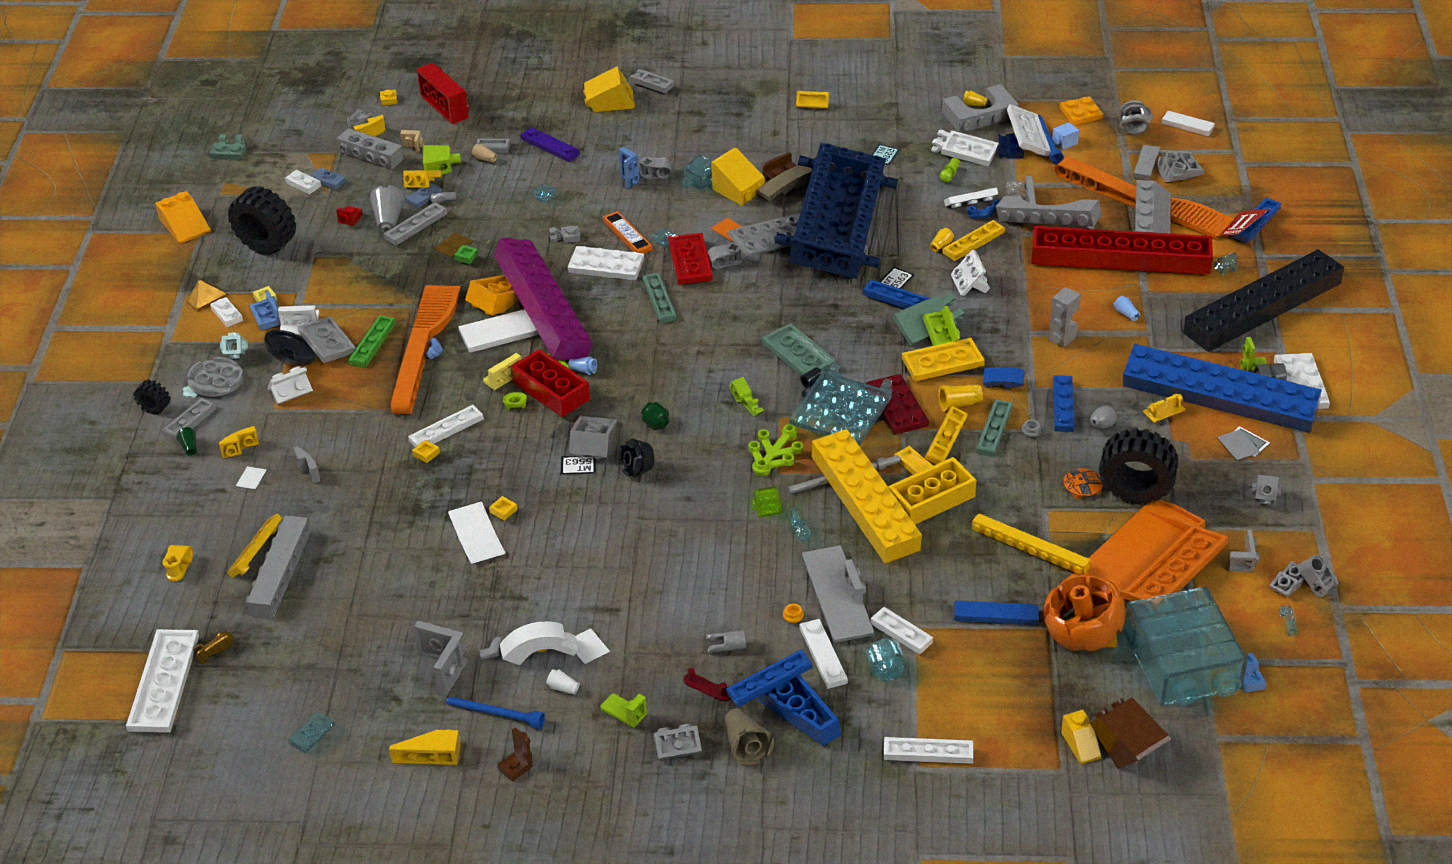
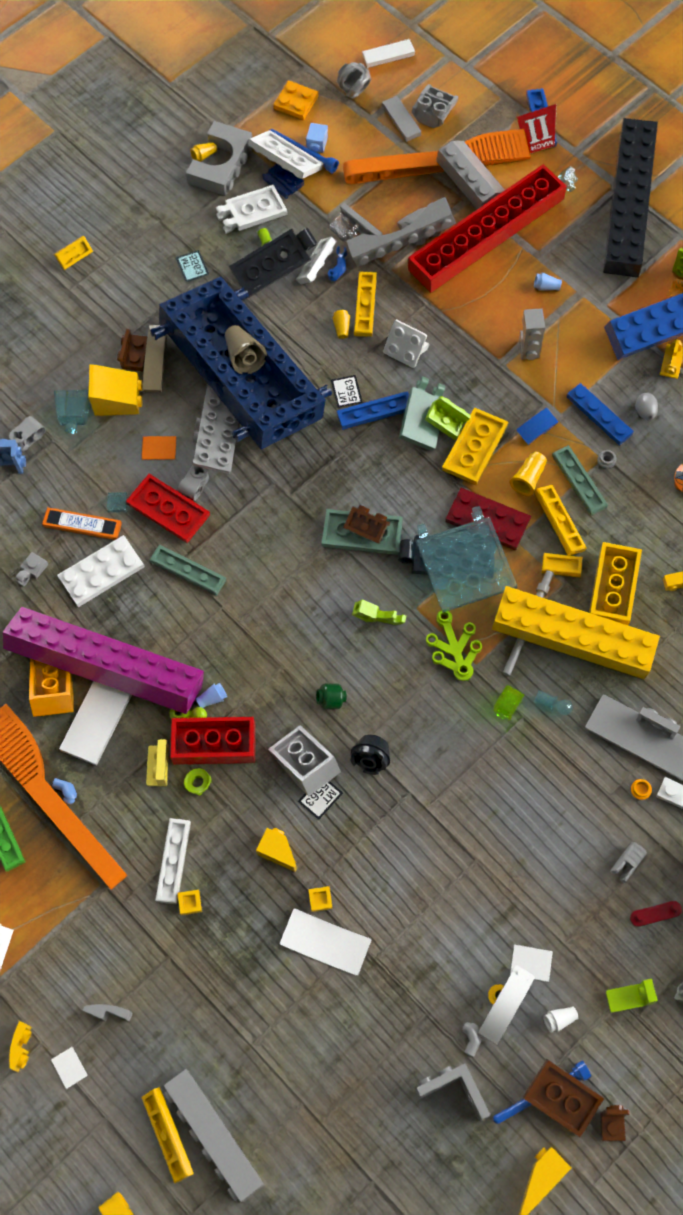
camera: 45 degrees left, 25 degrees up
(500, 712) = (563, 1098): none -> reddish brown plate
(513, 463) = (276, 849): none -> yellow slope
(803, 343) = (366, 524): none -> reddish brown bracket
(843, 202) = (244, 351): none -> dark tan cone
(932, 177) = (266, 264): none -> black hinge

